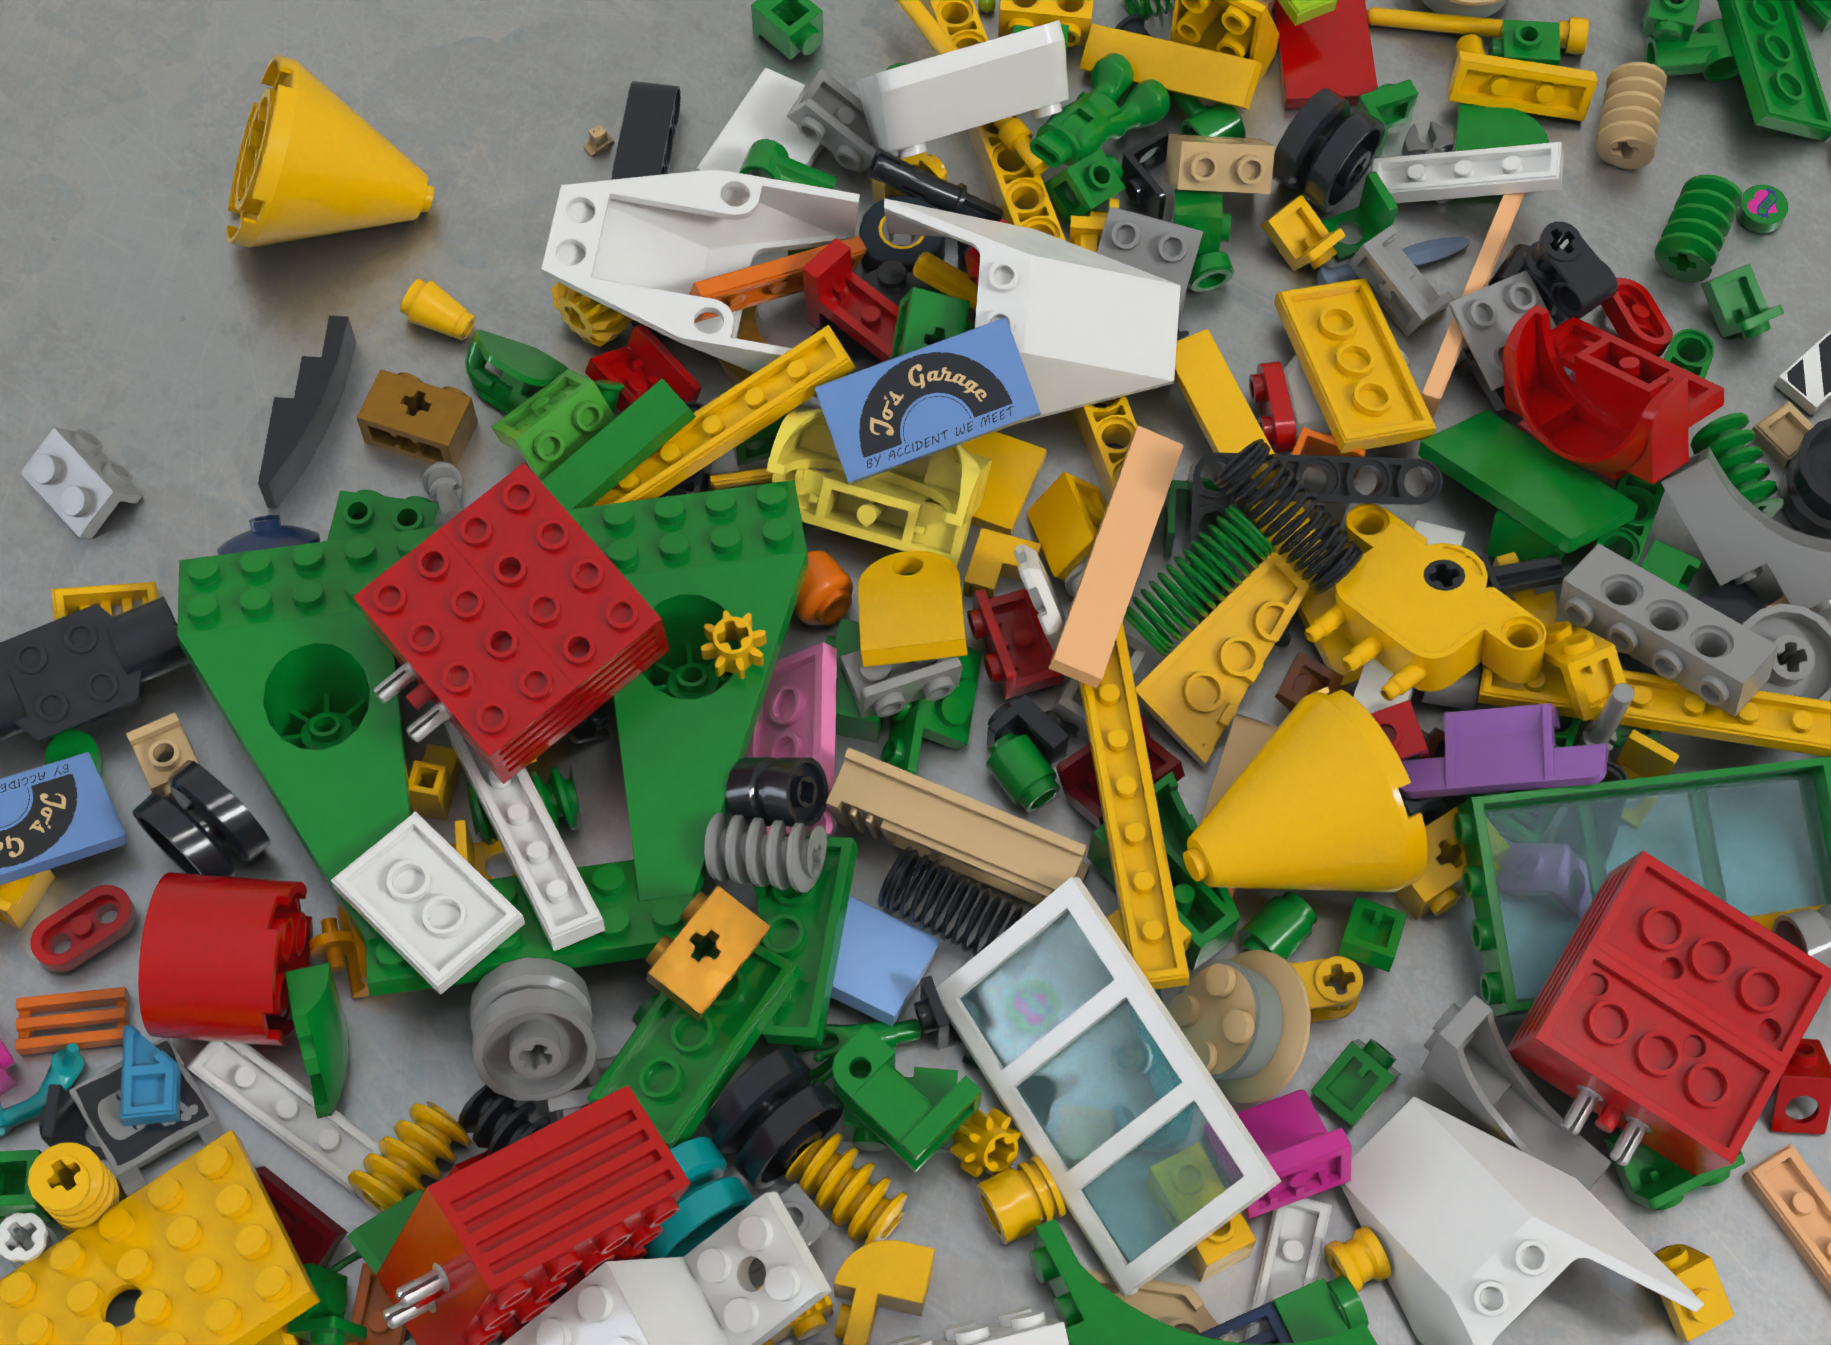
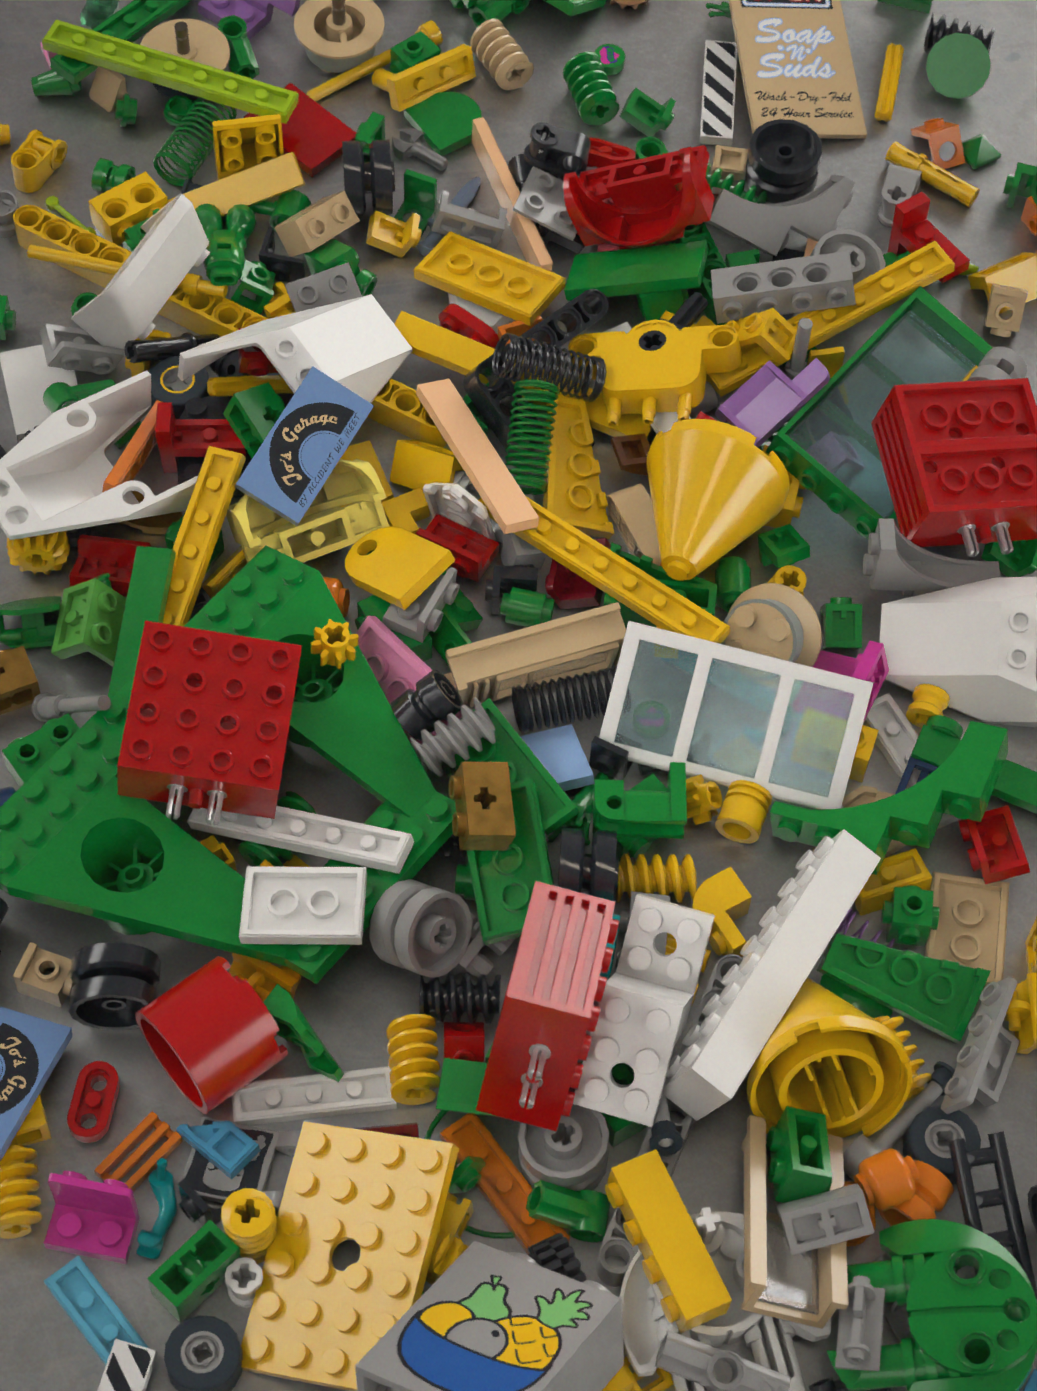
camera: 45 degrees left, 5 degrees down
(1472, 172) = (454, 136): white tile -> none

